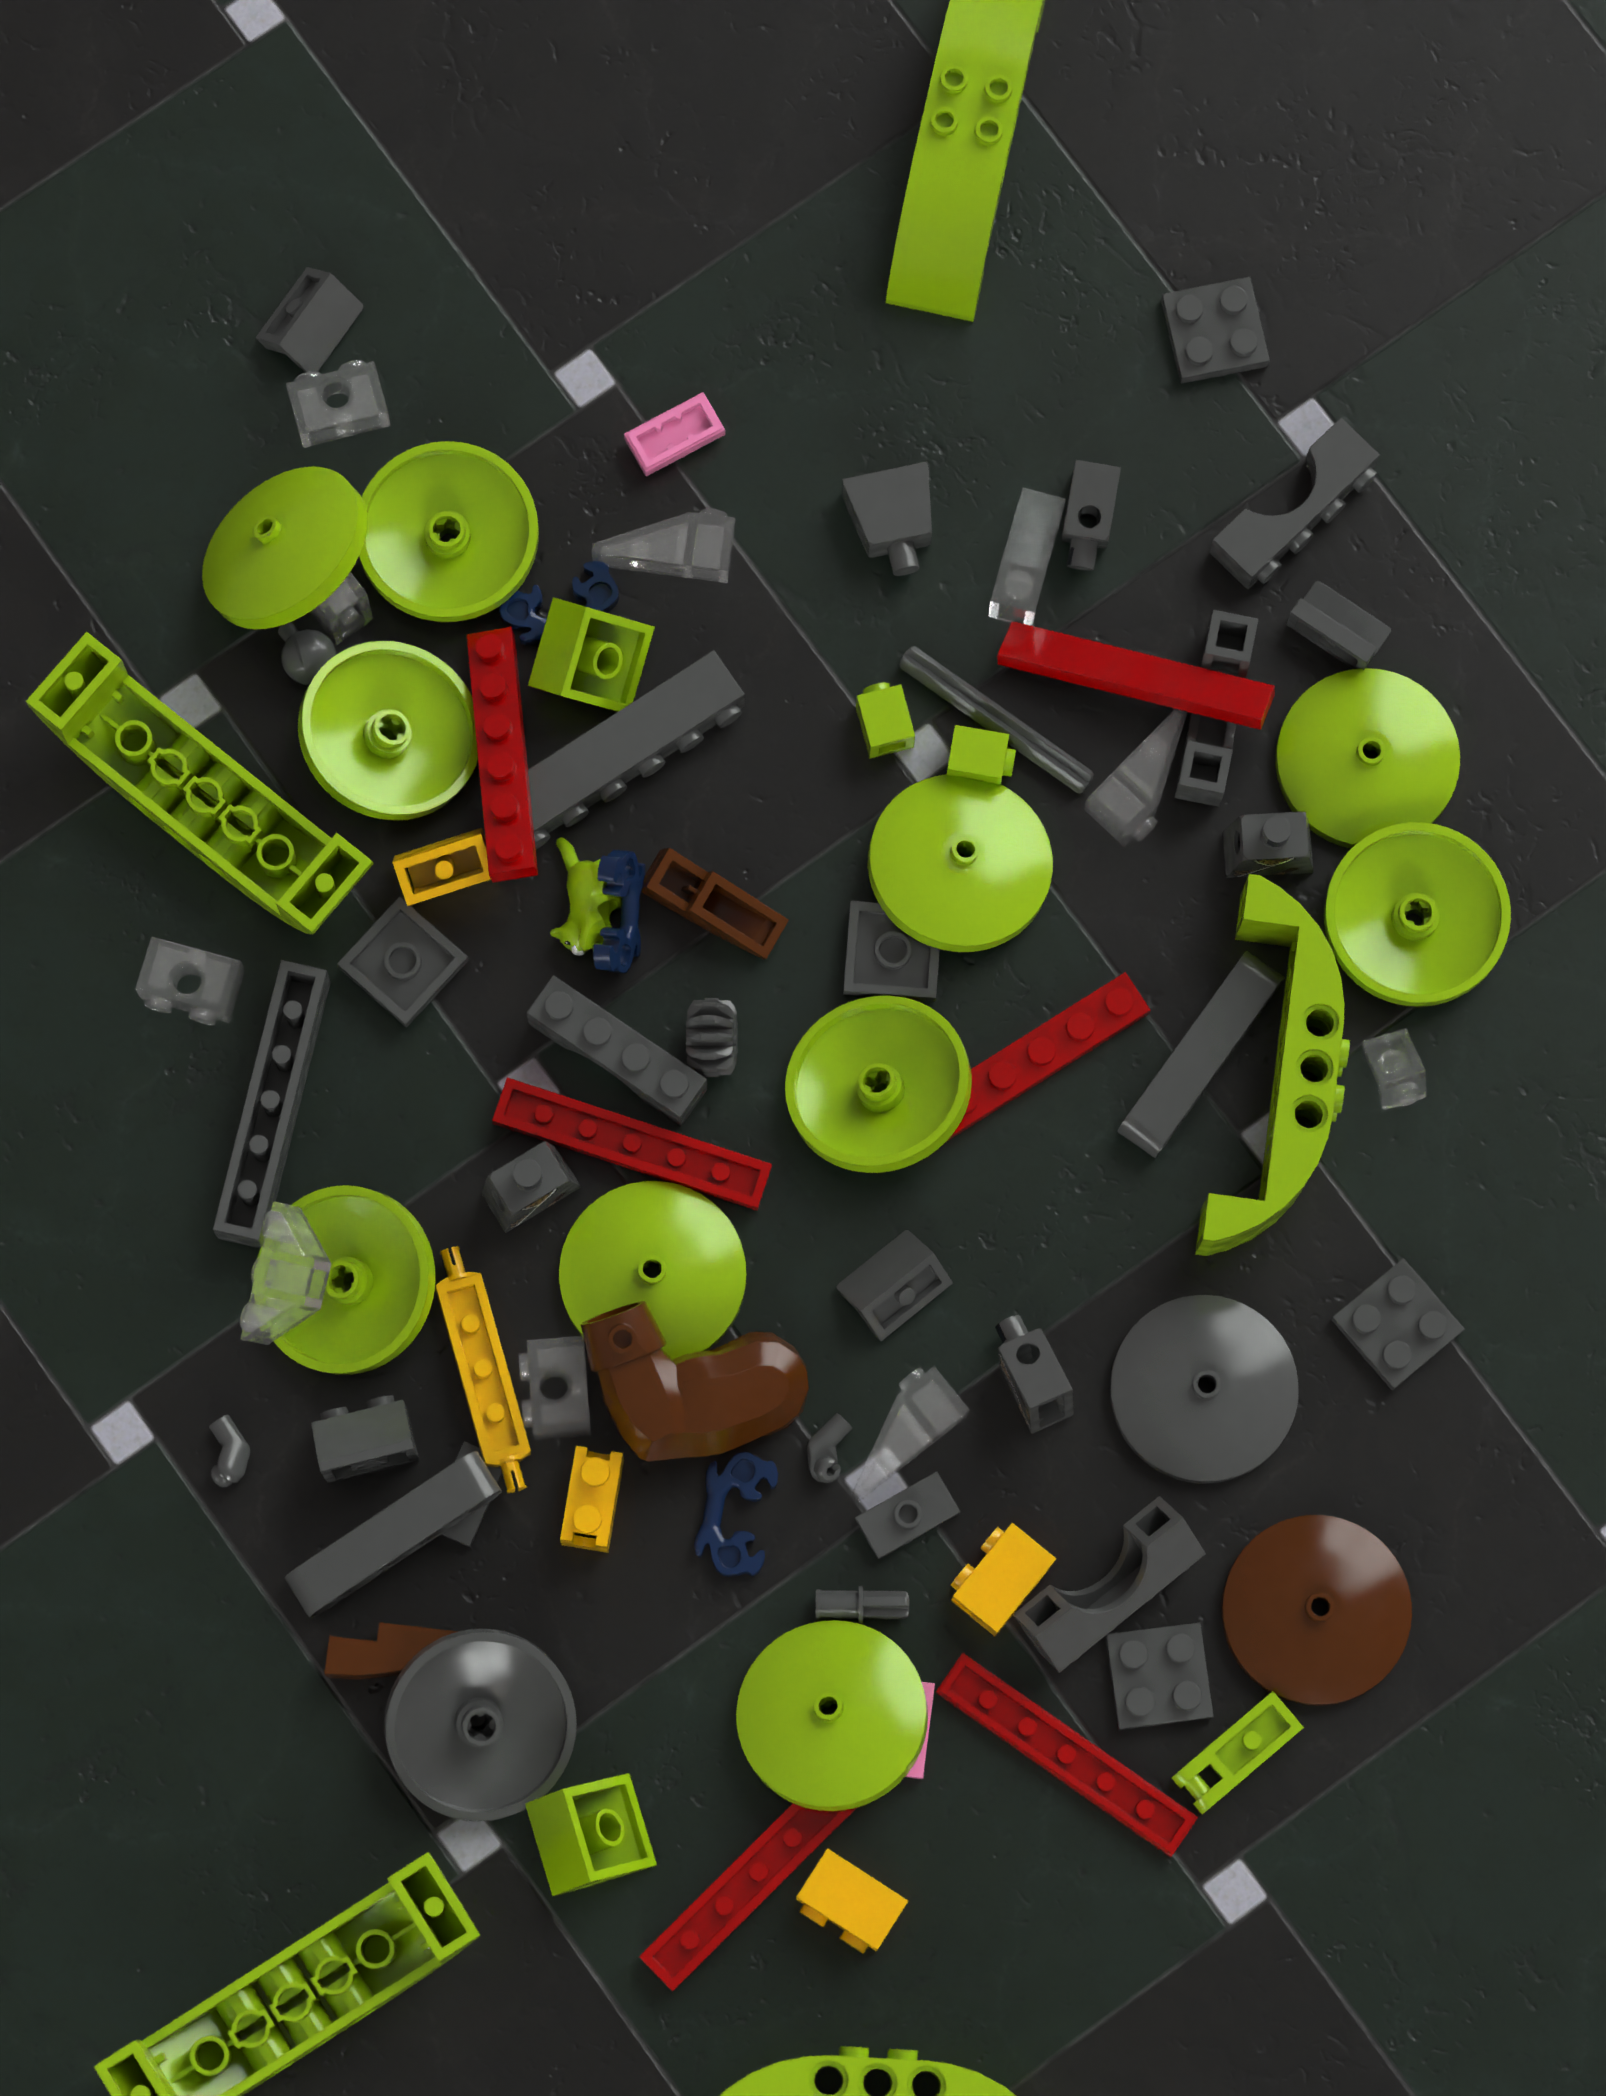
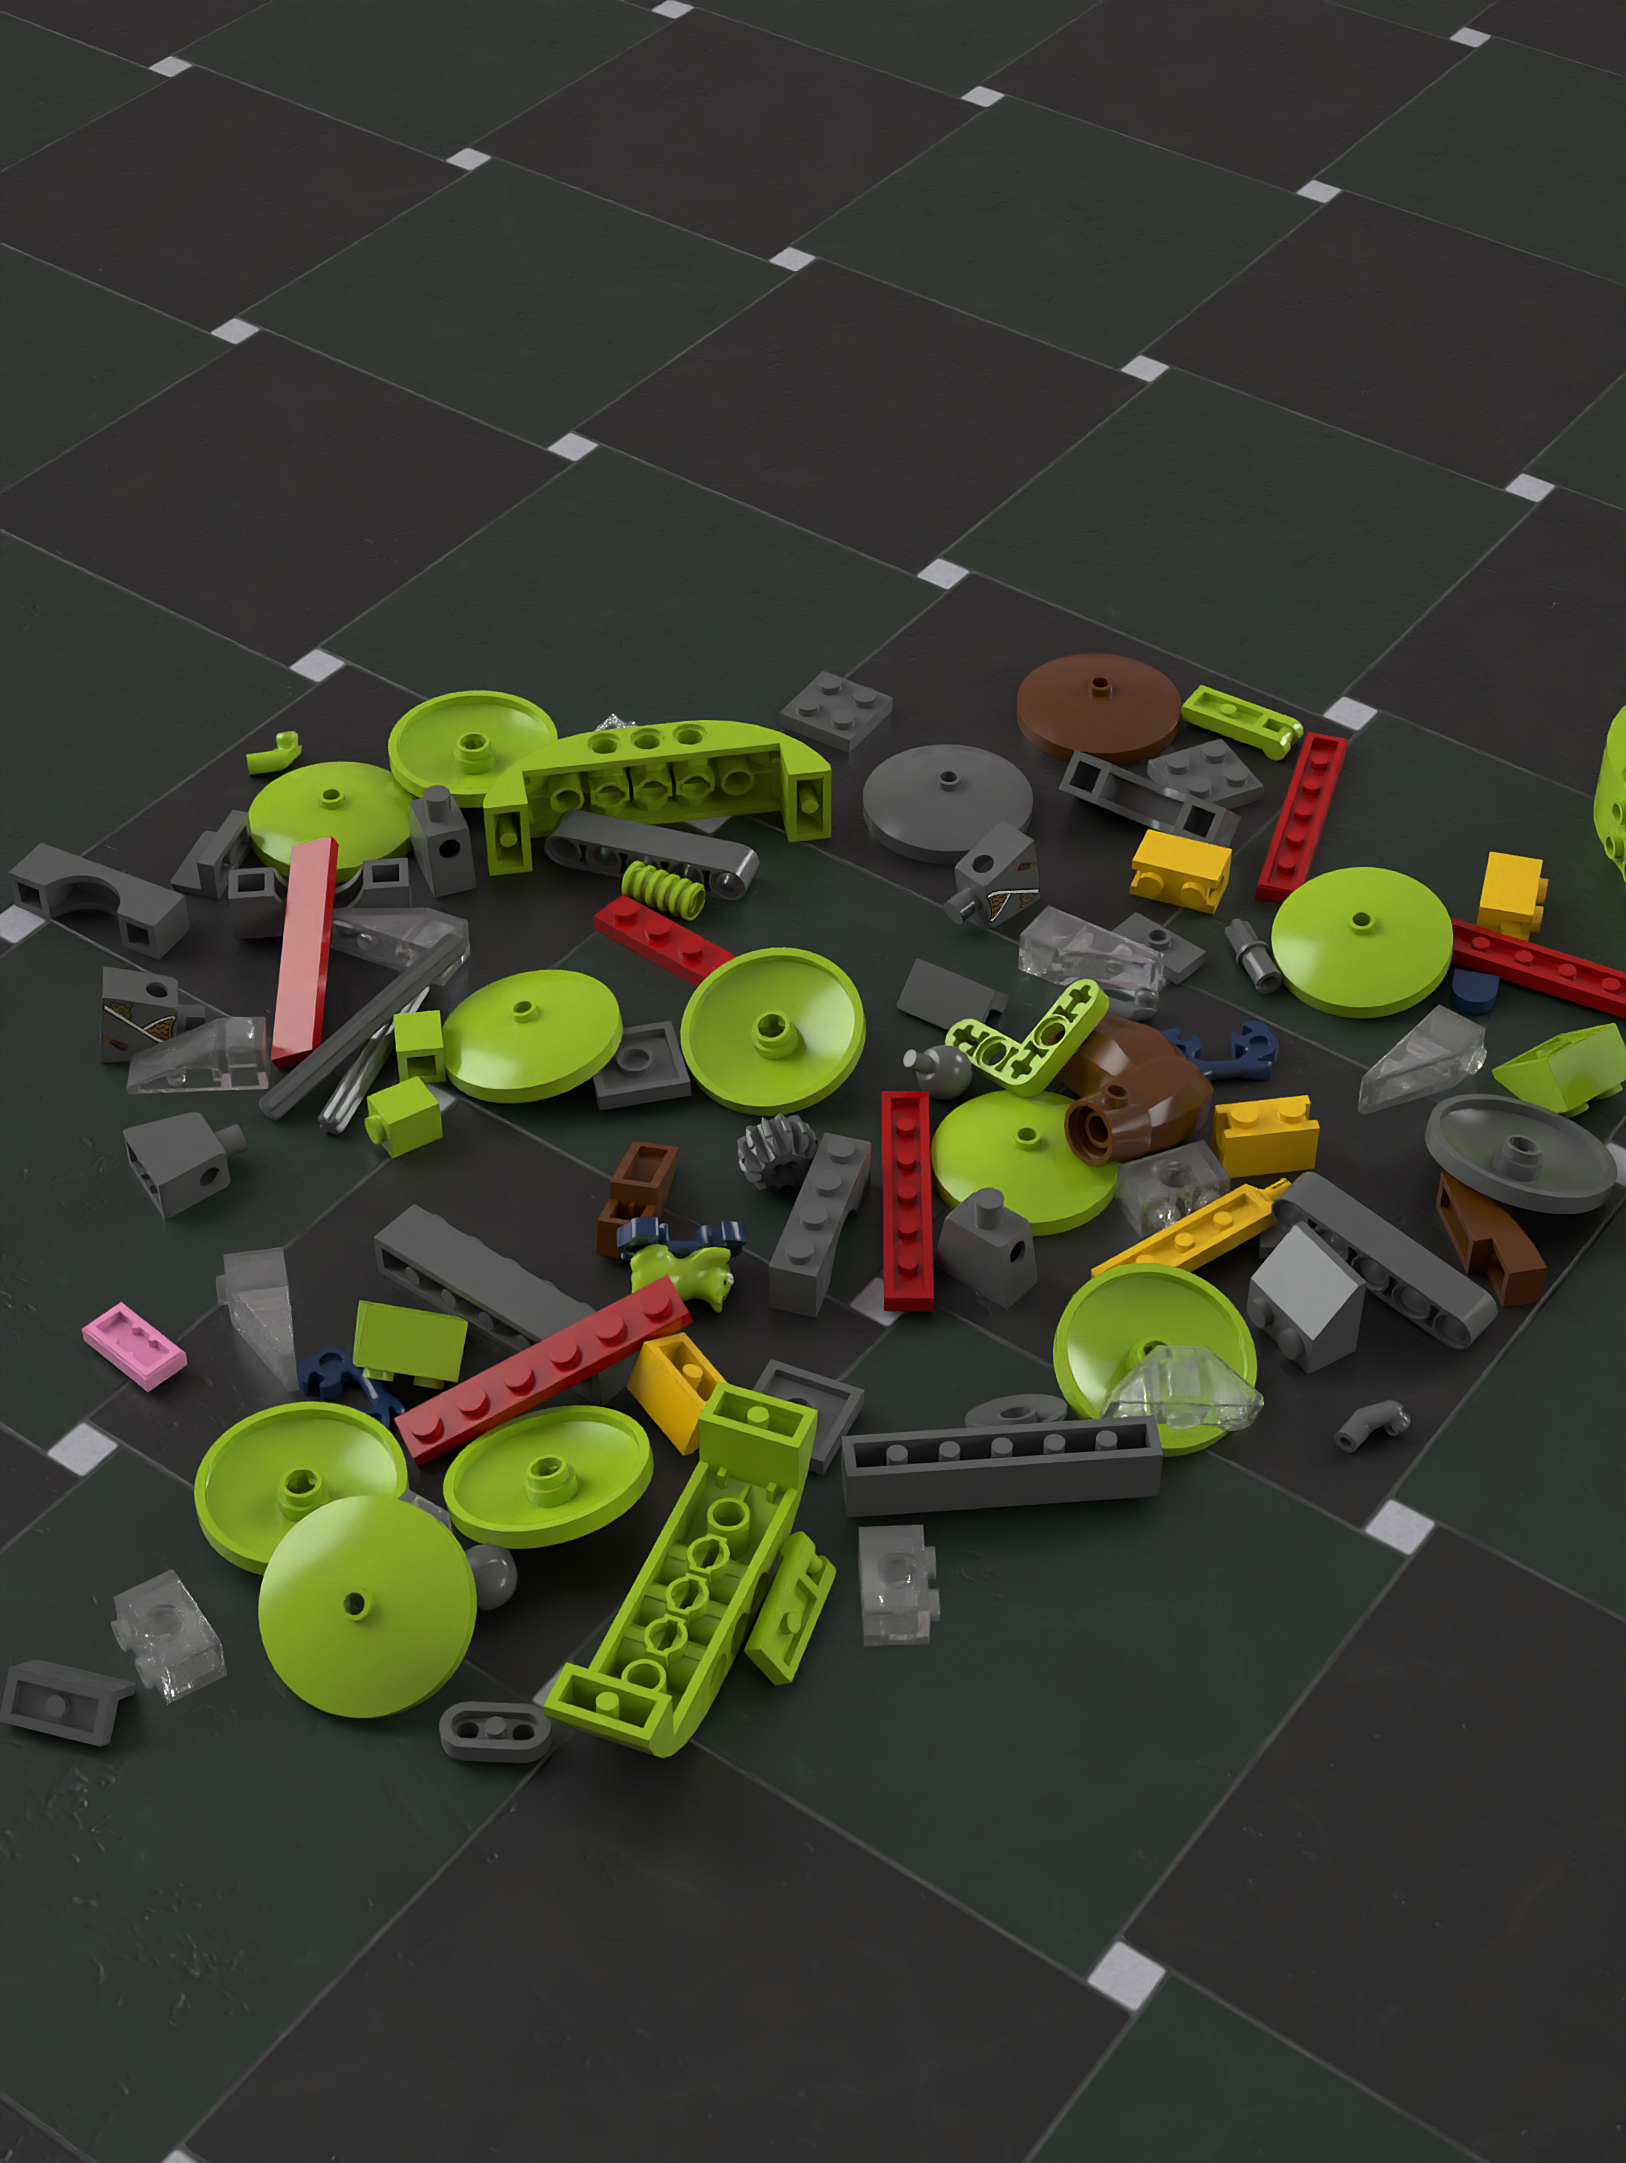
camera: 105 degrees left, 35 degrees down
(157, 632) = (496, 1732): none -> dark grey plate
(194, 890) = (790, 1609): none -> lime plate
(348, 1138) = (1017, 1410): none -> dark grey dish
(650, 1712) = (1425, 1061): none -> clear slope
(741, 1807) = (1474, 991): none -> dark blue tile
(761, 1303) = (1025, 1057): none -> lime beam
(780, 1228) = (941, 1071): none -> dark grey piece
(1015, 709) = (362, 1027): none -> dark grey axle
(1140, 1050) = (663, 890): none -> lime piece
(1489, 726) = (279, 758): none -> lime arm

